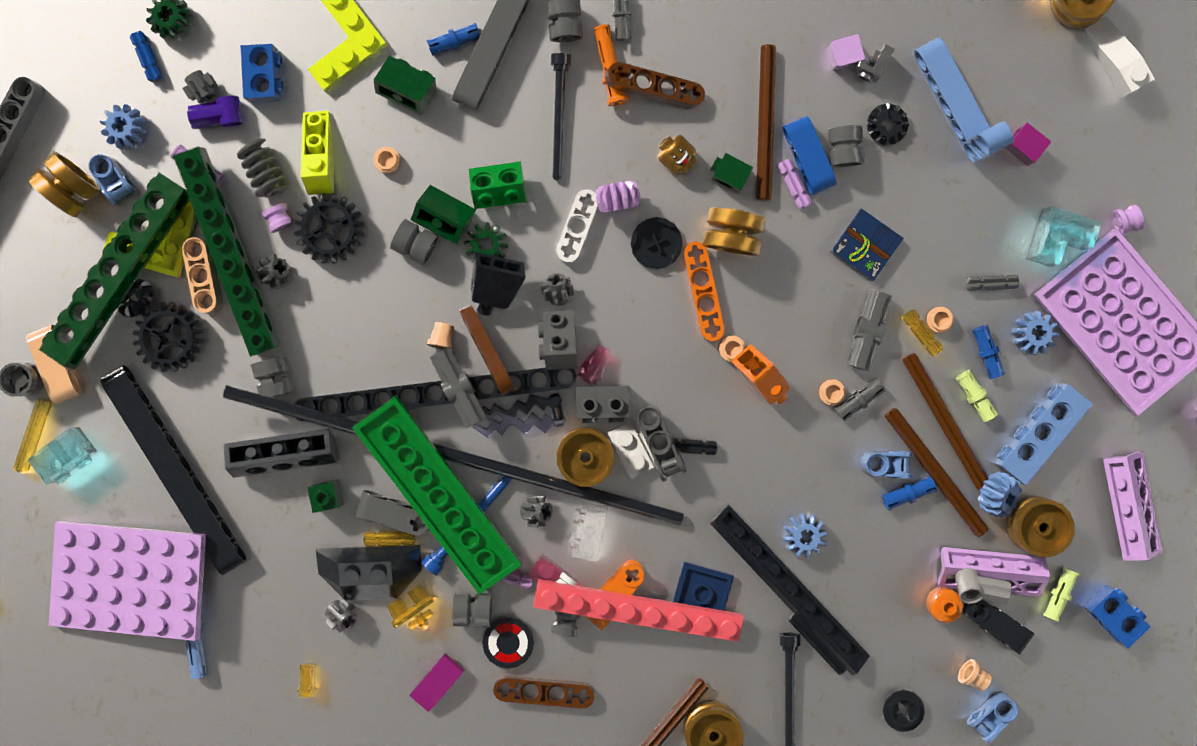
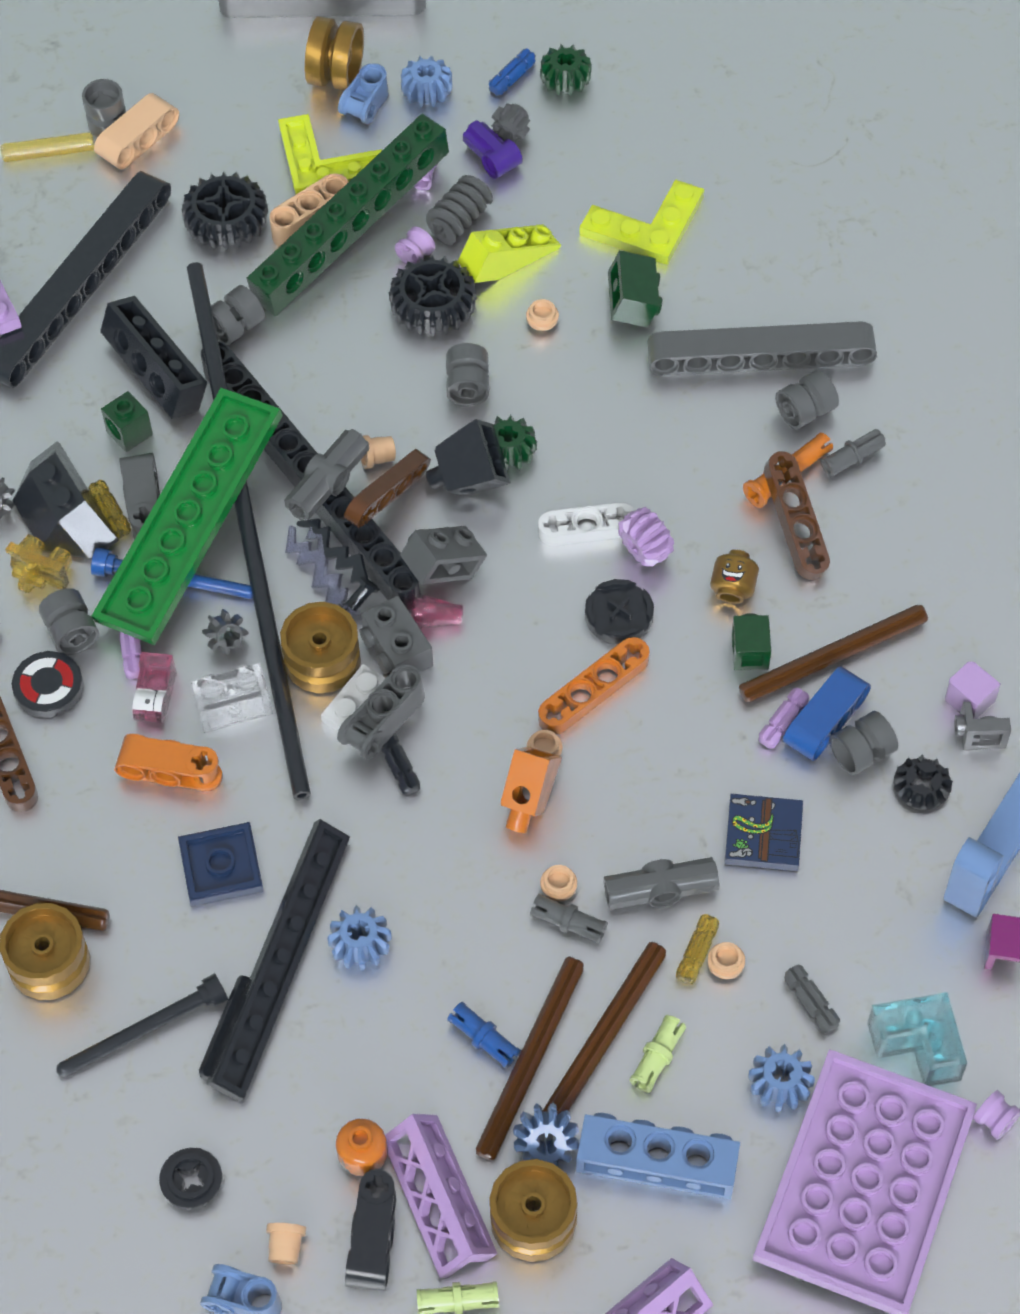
camera: 65 degrees right, 30 degrees down
(62, 456) = (40, 174): clear light blue brick -> none
(117, 286) = (265, 128): dark green brick -> none
(144, 293) = (250, 164): black gear -> none
(253, 74) = (560, 166): blue brick -> none
(273, 271) = (346, 269): dark grey gear -> none
(443, 214) = (515, 383): dark green brick -> none
(453, 39) = (711, 313): blue pin -> none
(497, 185) = (581, 419): green brick -> none
(557, 289) = (501, 532): dark grey gear -> none
(560, 65) = (758, 421): black piece -> none
(565, 624) = (98, 727): dark grey wheel -> none
(637, 610) = (162, 790): coral plate -> none
(734, 227) = (682, 666): pearl gold wheel -> none
(892, 464) = (510, 993): medium blue piece -> none
(975, 588) = (406, 1160): light grey piece -> none
(988, 351) = (722, 1036): blue pin -> none

